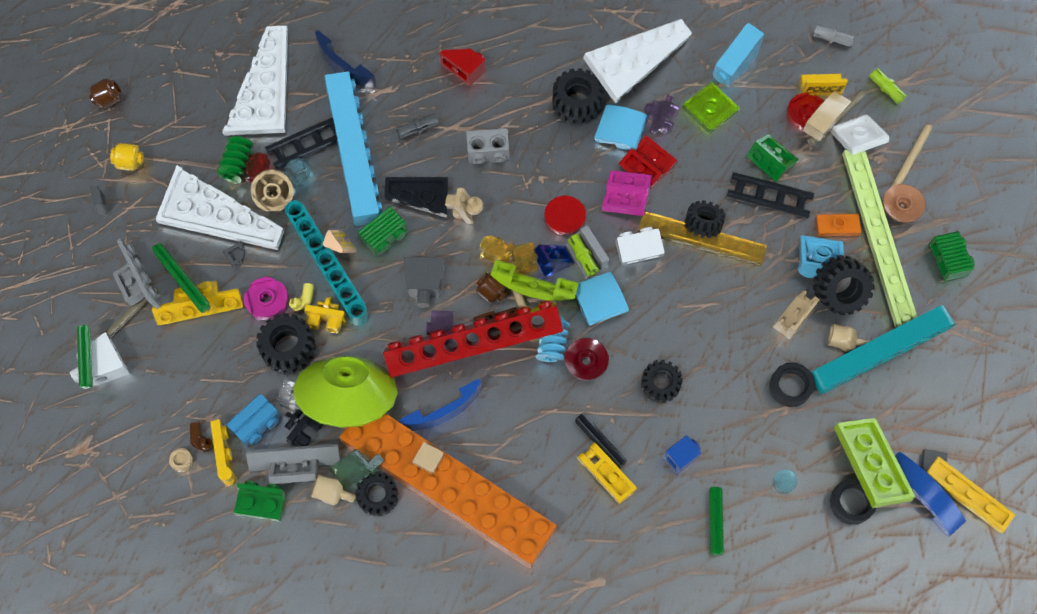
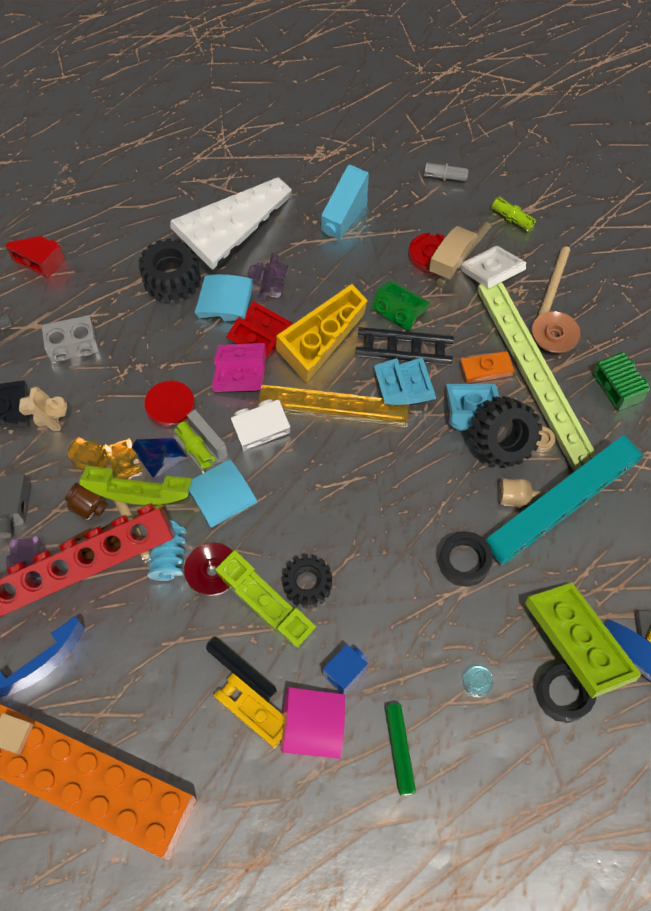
camera: 10 degrees left, 5 degrees down
(625, 391) = (264, 600): none -> lime slope
(653, 489) = (313, 722): none -> dark pink slope
(695, 176) = (320, 332): none -> yellow wedge
(696, 217) = (333, 382): black tyre -> none
(710, 107) = (323, 263): clear neon green tile -> none
(765, 228) = (404, 382): none -> medium azure slope
(795, 314) = (456, 475): tan hinge -> none
(822, 84) = (442, 221): yellow panel -> none
(877, 298) = (547, 440): none -> tan tile

